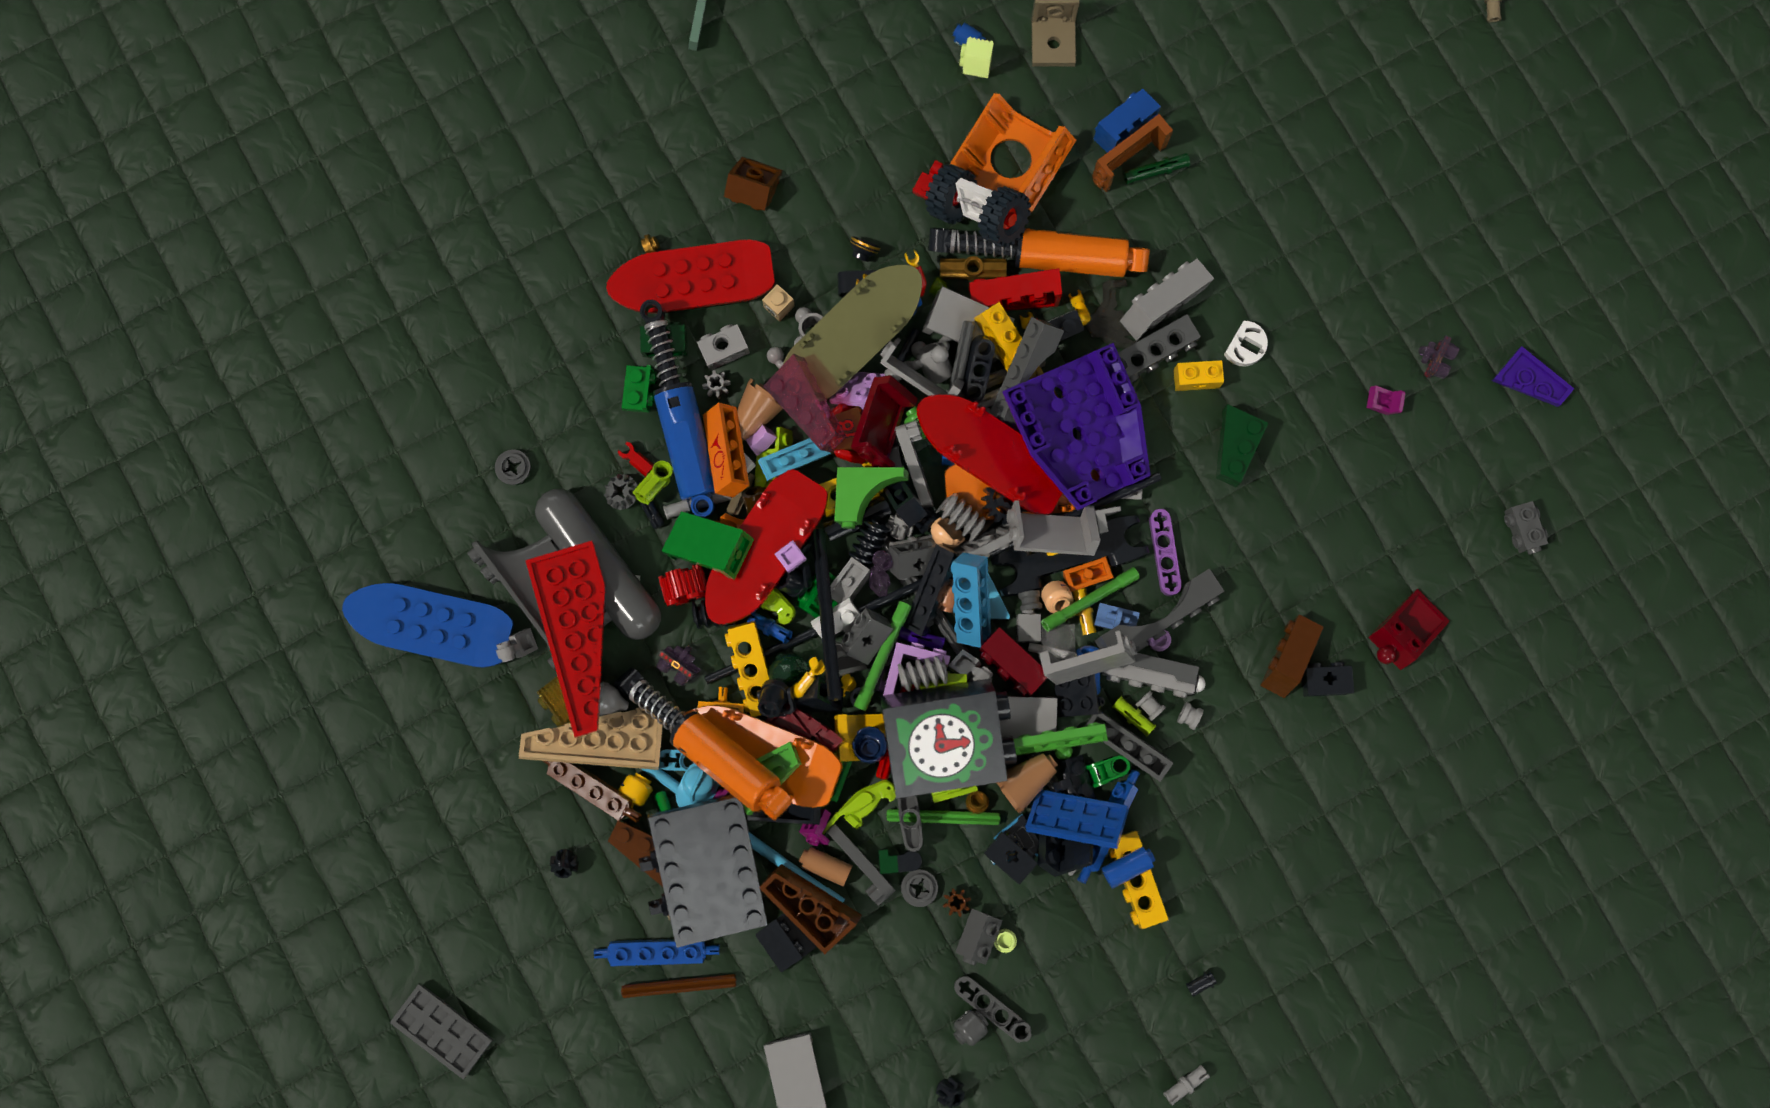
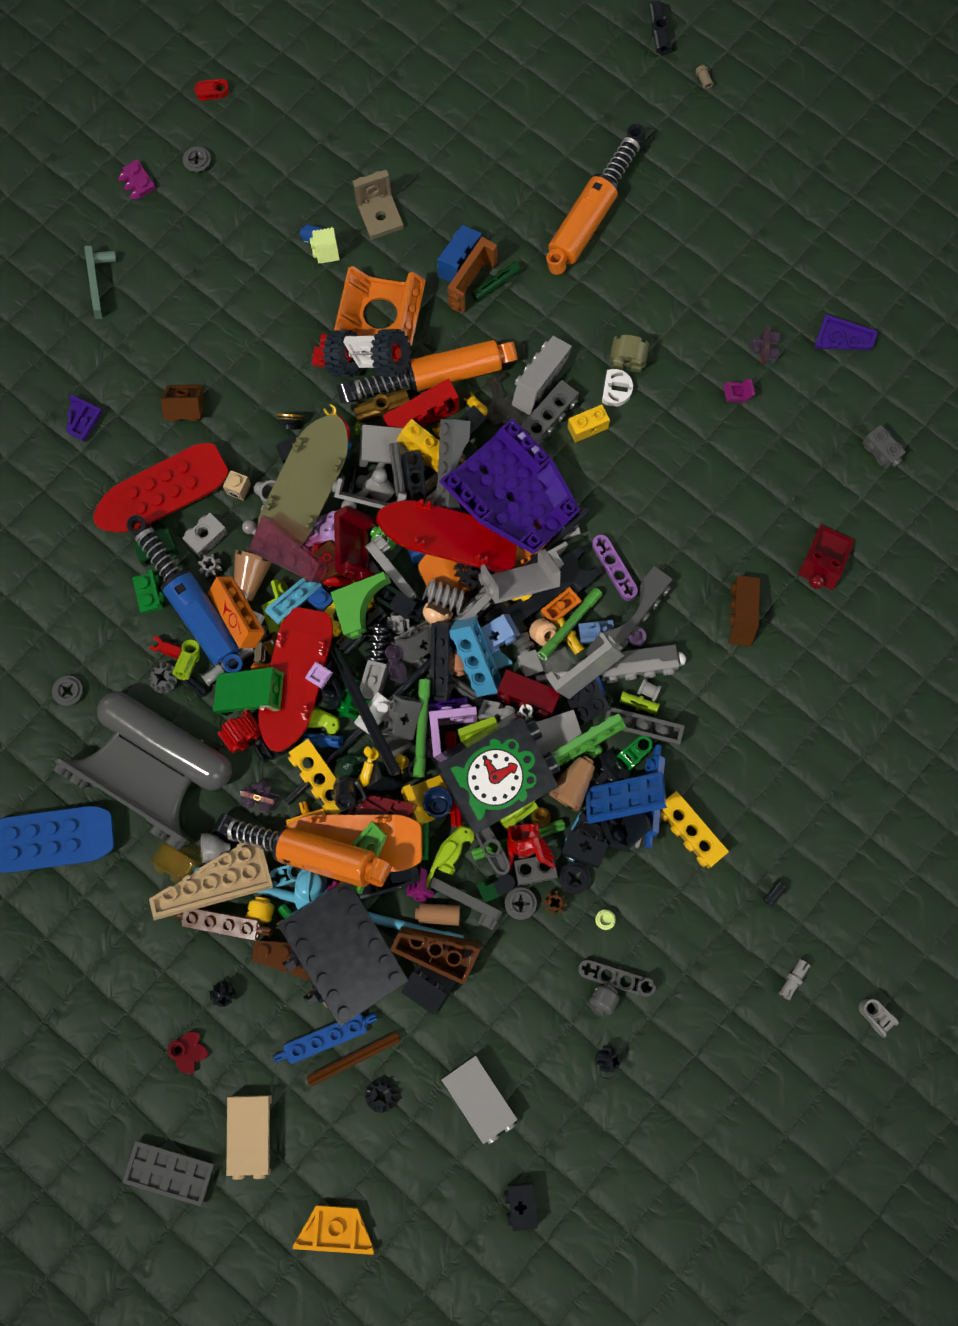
camera: 20 degrees left, 5 degrees down
(508, 913) = (191, 1052): none -> dark red plate
(521, 645) = (120, 831): light grey plate -> none
(538, 1025) = (248, 1136): none -> tan panel
(572, 610) = (156, 783): red wing -> none
(633, 161) = (81, 418): none -> dark purple wing
(650, 244) = (117, 476): pearl gold plate -> none
(699, 1026) = (379, 1105): none -> black gear
(761, 440) = (262, 595): lavender piece -> none
(823, 469) = (320, 600): none -> blue brick
(924, 673) = (458, 727): light grey piece -> none
(948, 863) = (536, 874): none -> dark grey brick
(950, 824) = (526, 841): none -> red helmet
(978, 937) = (583, 924): dark grey brick -> none
(999, 885) = (574, 868): none -> black gear
(1001, 683) = (525, 712): none -> white pin
(1016, 580) = (505, 627): none -> medium blue brick
(1128, 867) = (681, 820): blue brick -> none
(1190, 715) = (683, 686): light grey wheel -> none
(1238, 443) = (639, 463): dark green wedge -> none
(1276, 310) = (629, 353): none -> olive brick
(1302, 118) = (592, 205): none -> orange piece
(1341, 681) = (790, 618): black brick -> none

